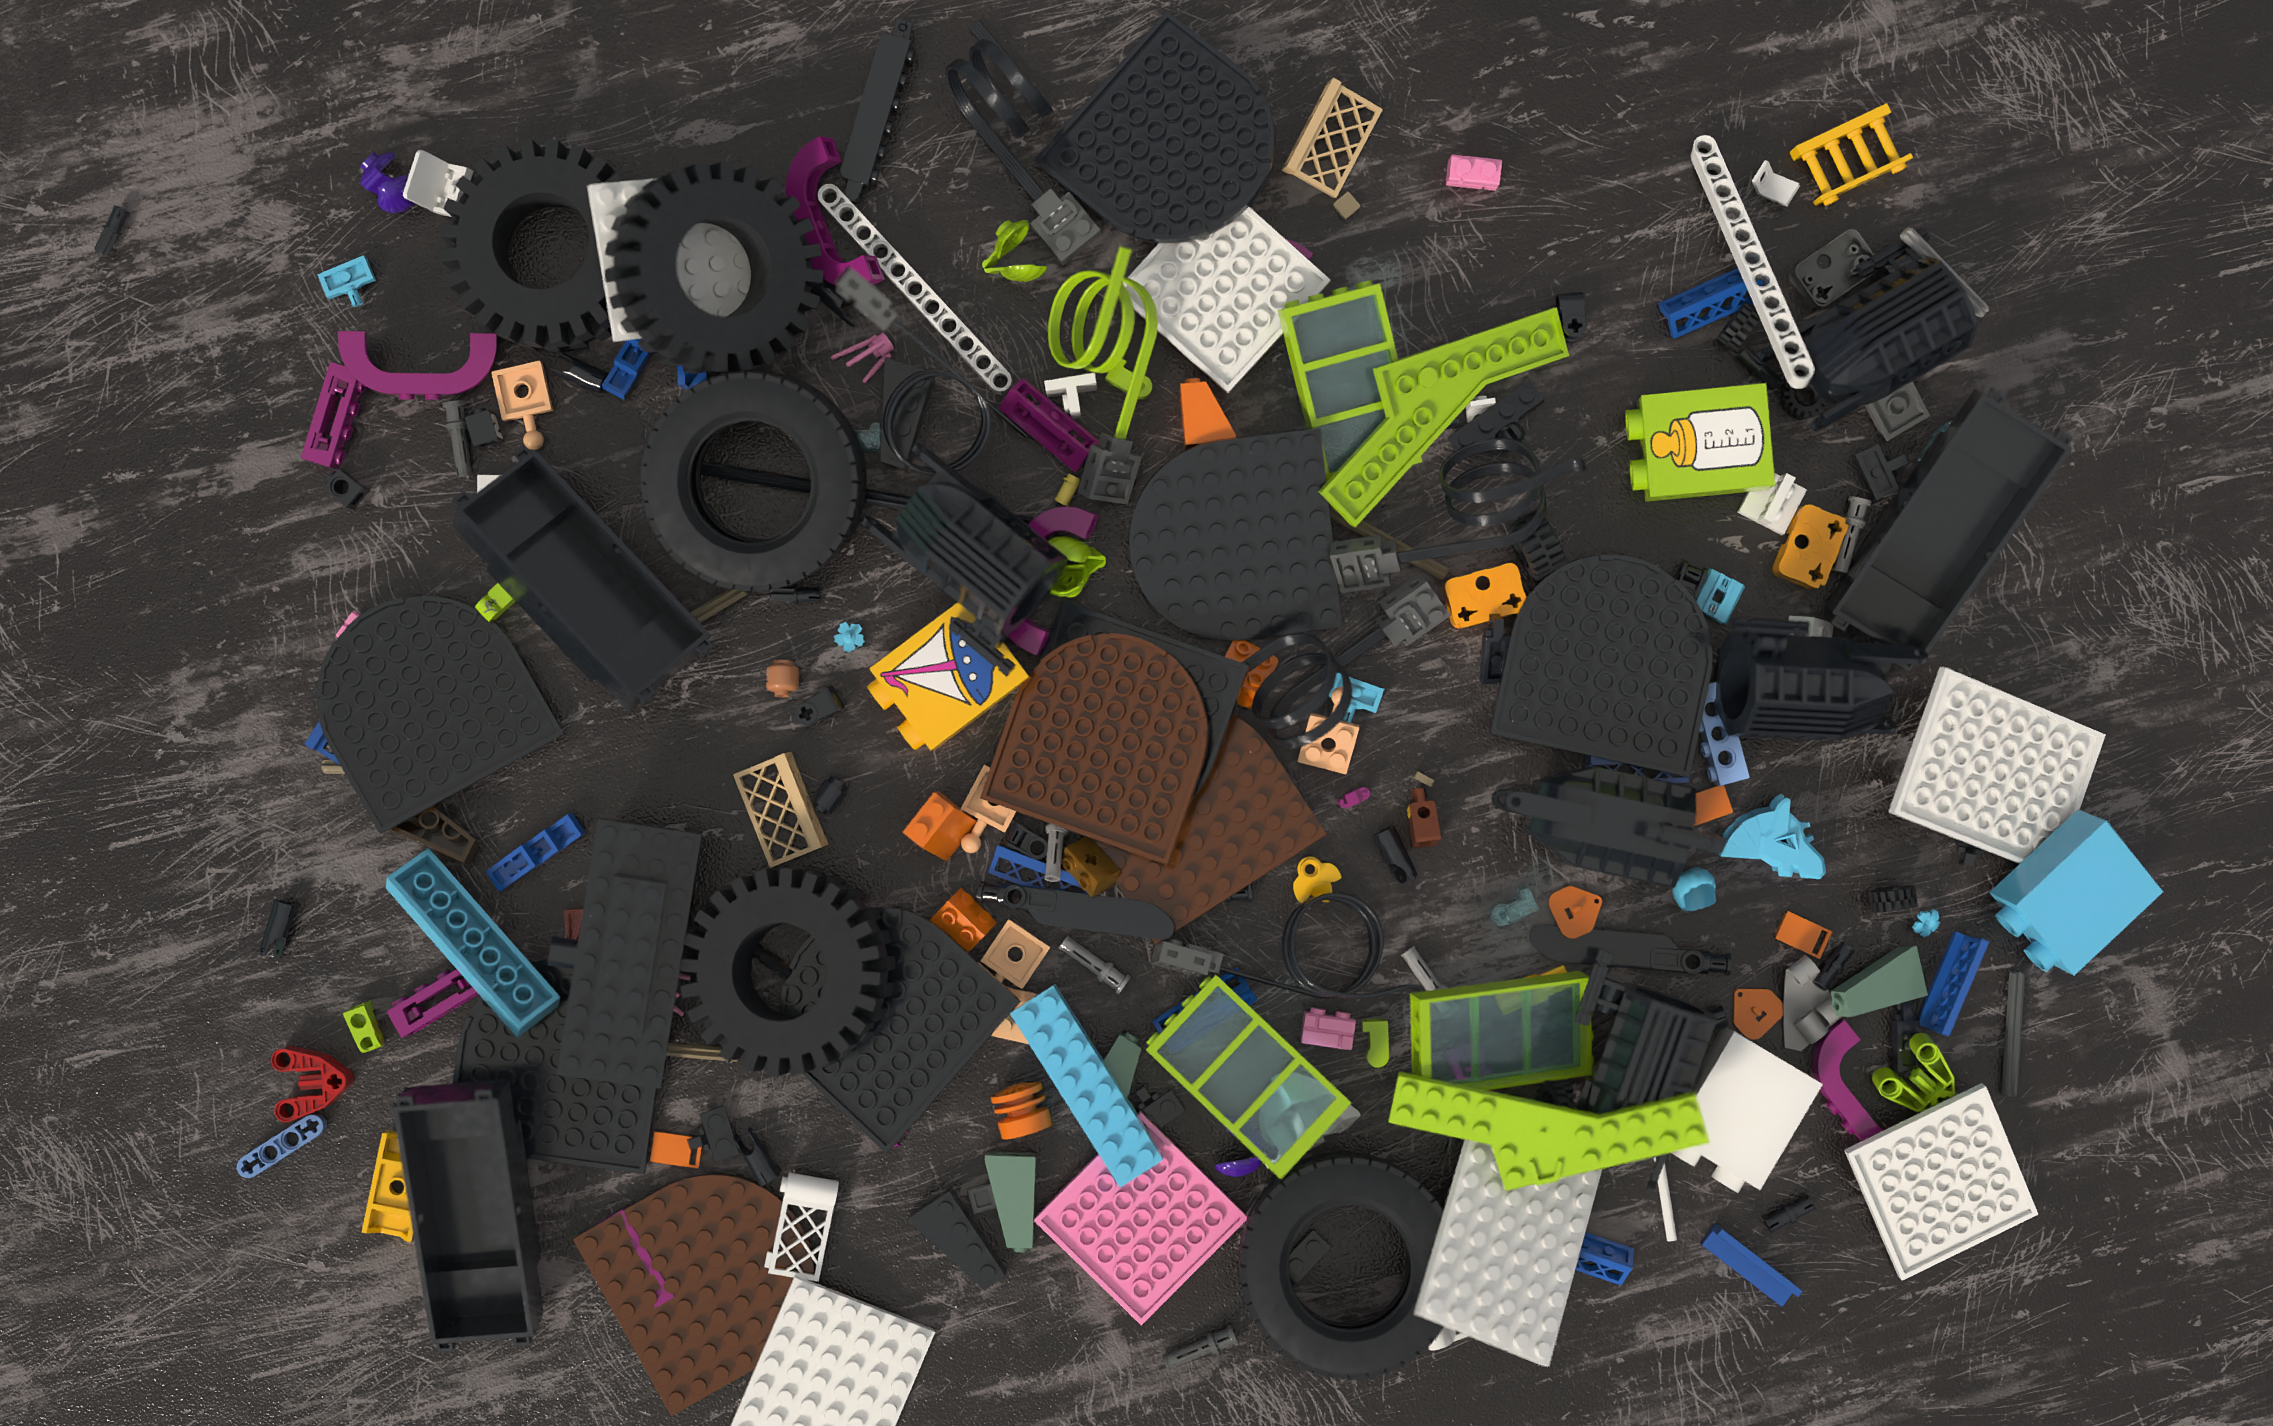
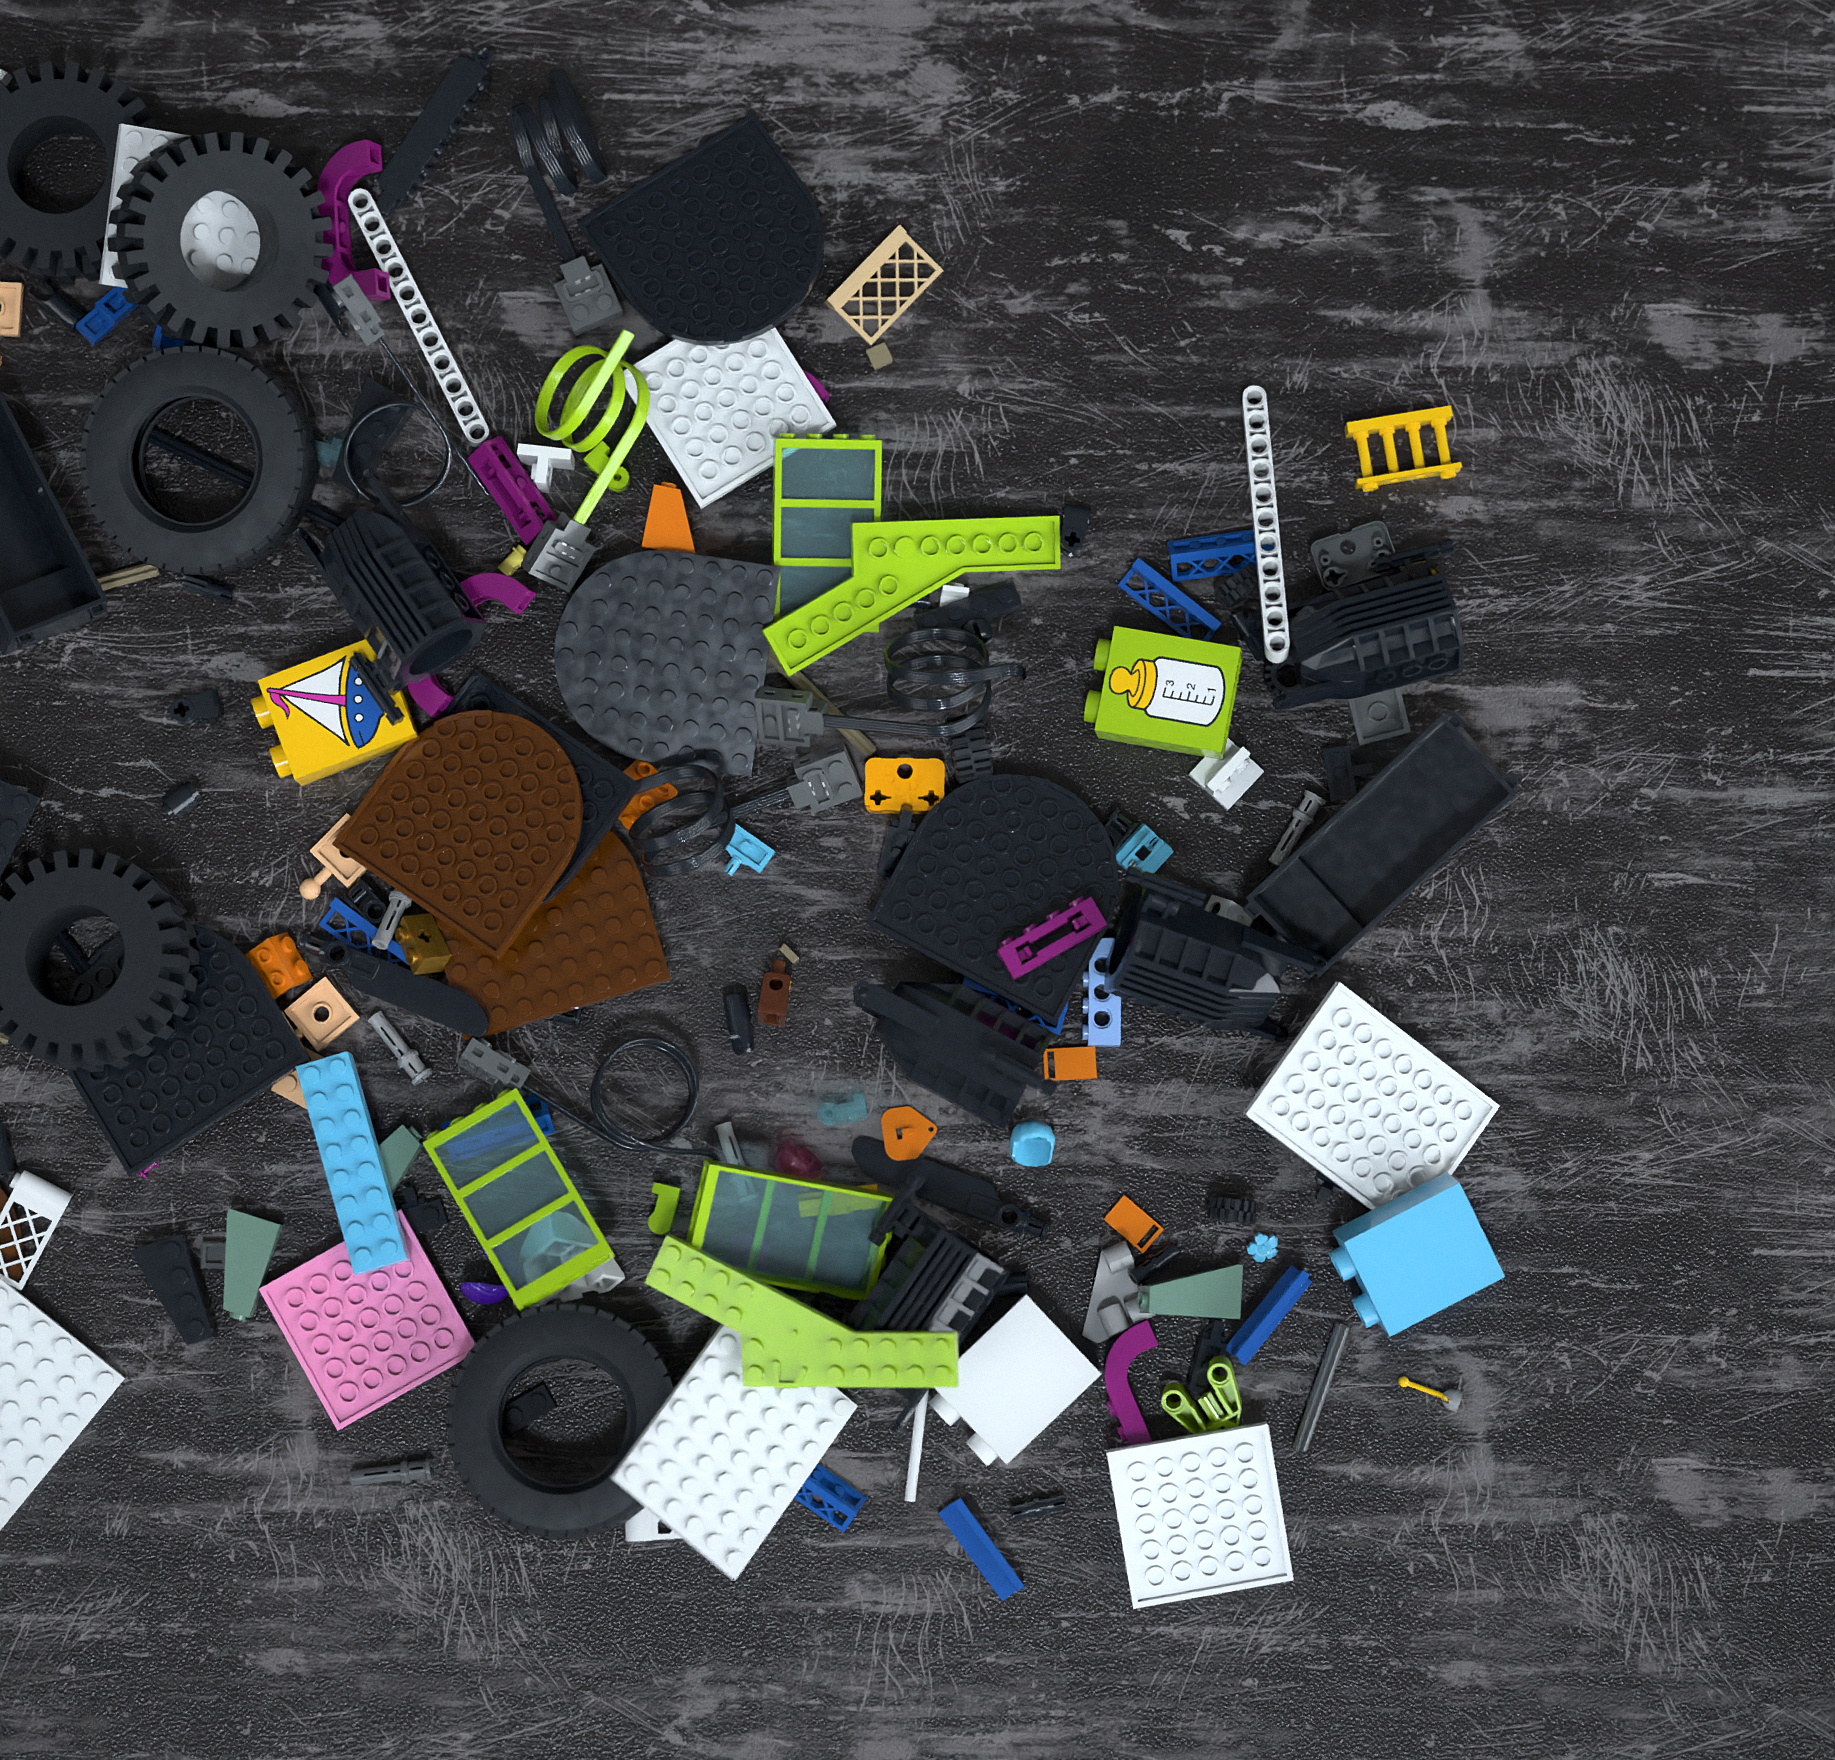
camera: 15 degrees right, 5 degrees down
(782, 678) = (169, 668): nougat head -> none
(797, 797) = (149, 794): tan fence -> none
(849, 636) = (249, 647): medium azure plant -> none
(878, 346) = (364, 362): bright pink plant -> none
(940, 826) = (282, 860): orange slope -> none
(1009, 237) = (528, 293): lime animal -> none
(1021, 1110) = (279, 1172): orange wheel -> none
(1075, 575) = (493, 649): lime animal -> none
(1317, 882) = (656, 1026): yellow plate -> none
(1328, 1029) = (617, 1181): bright pink brick -> none
(1343, 734) = (719, 883): light nougat plate -> none
(1354, 797) = (713, 952): magenta piece -> none
(1473, 172) = (1015, 358): bright pink brick -> none
(1487, 967) = (797, 1161): none -> clear pink cylinder
(1677, 350) = (1172, 594): none -> blue fence
(1694, 669) = (1089, 915): none -> magenta brick
(1750, 1006) = (1059, 1282): orange piece -> none
(1759, 836) = (1111, 1108): medium azure animal -> none
(1774, 186) = (1316, 456): white bracket -> none
(1822, 549) = (1256, 836): light orange axle -> none
(1920, 247) = (1461, 590): light grey axle -> none
(2133, 1011) = (1450, 1398): none -> hinge

